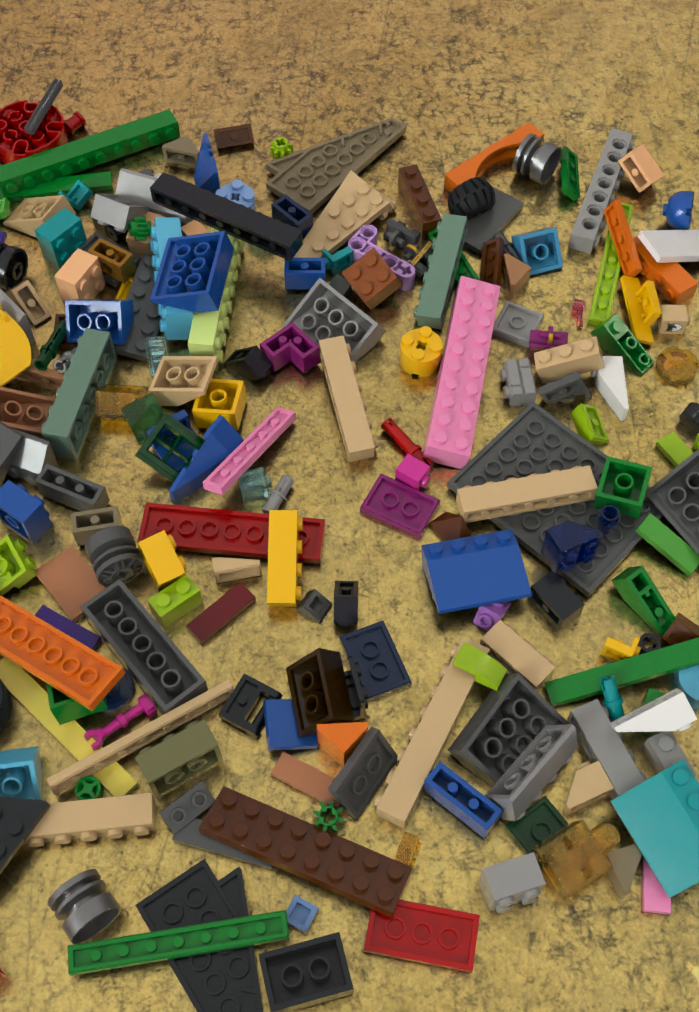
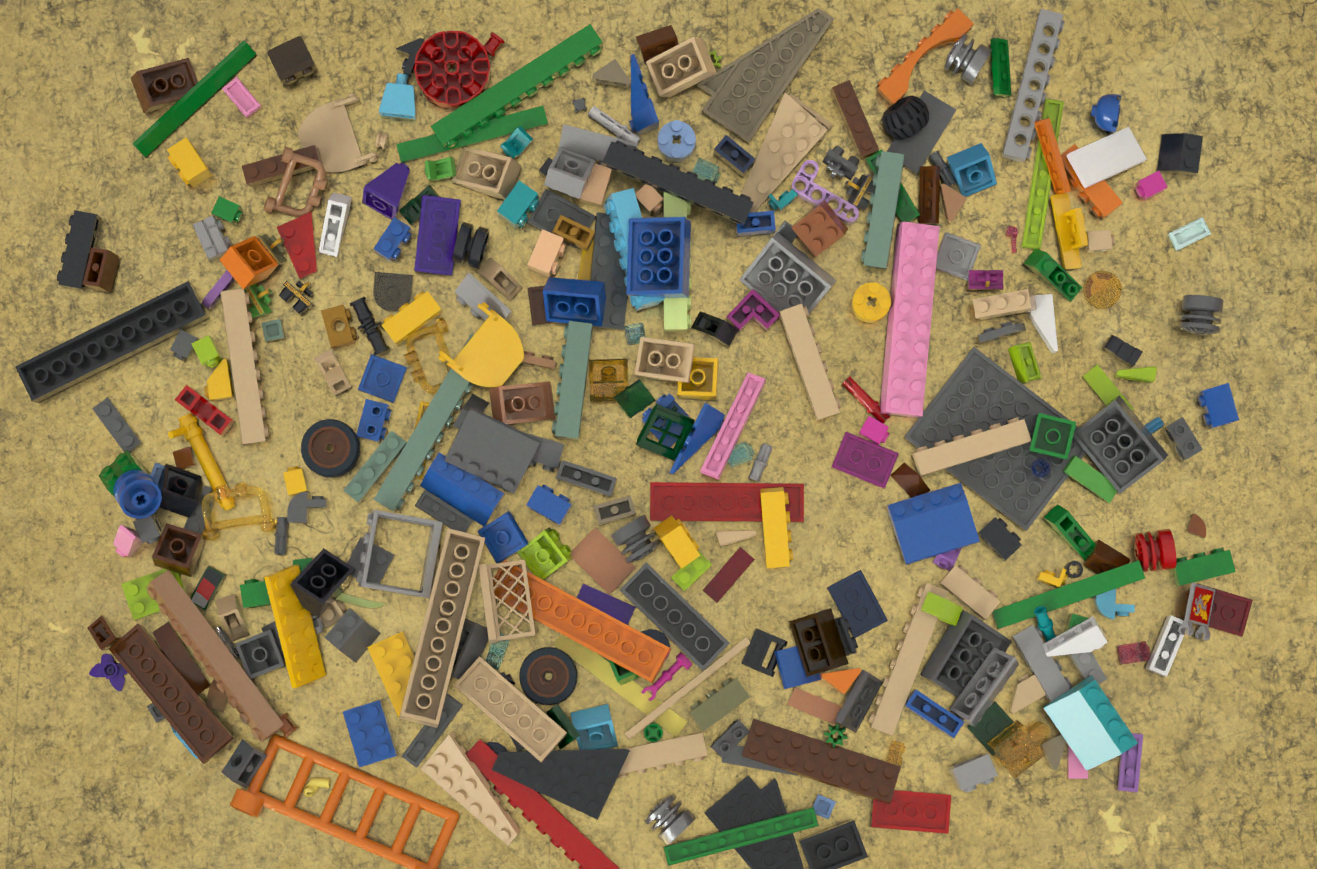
camera: 10 degrees left, 25 degrees up
(43, 106) = (466, 41): dark grey axle -> none
(49, 350) = (537, 329): dark green pin -> none
(64, 362) = (554, 343): light grey pin -> none
(140, 228) = (594, 194): green gear -> none
(250, 142) = (681, 67): none -> tan brick
(314, 605) = (803, 560): dark grey slope -> none
(346, 603) = (829, 557): black slope -> none
(519, 382) = (960, 326): light grey brick -> none
(570, 545) = (1007, 497): clear blue slope -> none
(641, 168) = (1071, 61): light nougat brick -> none

